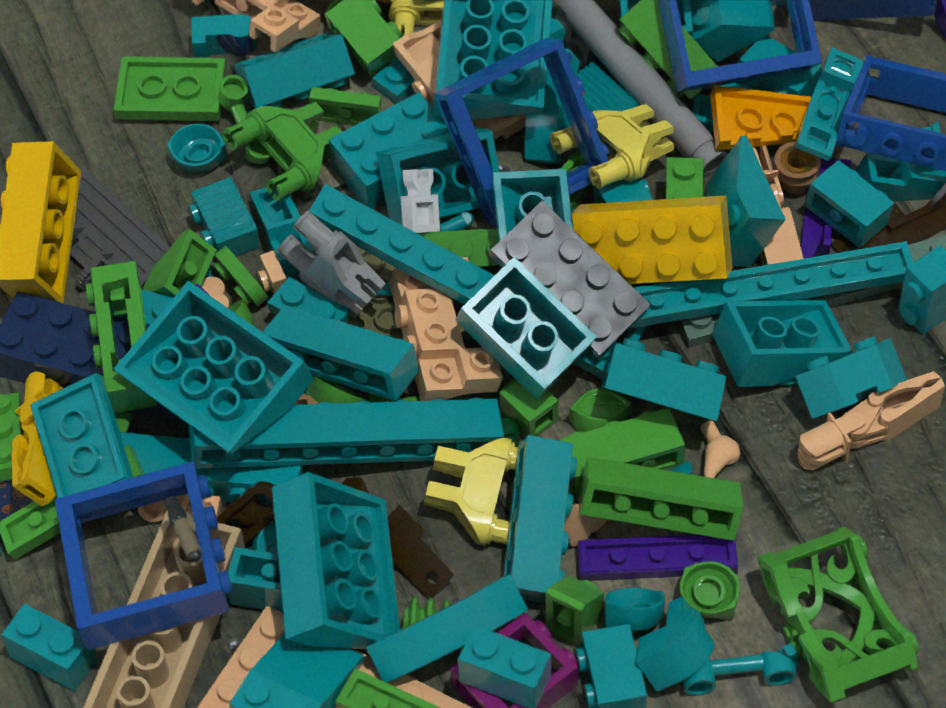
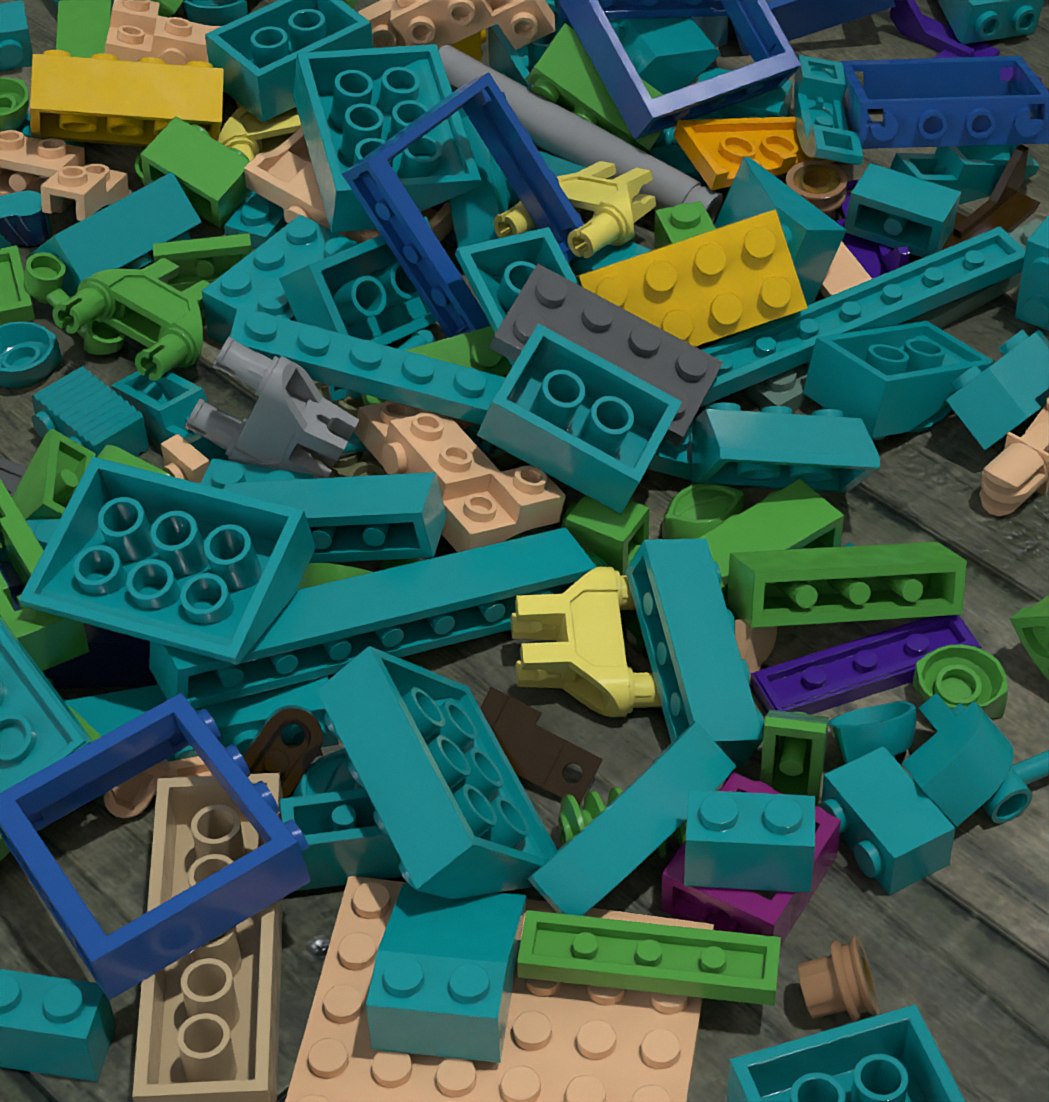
camera: 20 degrees left, 10 degrees down
(184, 528) = (208, 776): piece -> none
(420, 208) = (361, 314): white plate -> none
(719, 451) = (880, 519): light nougat animal -> none

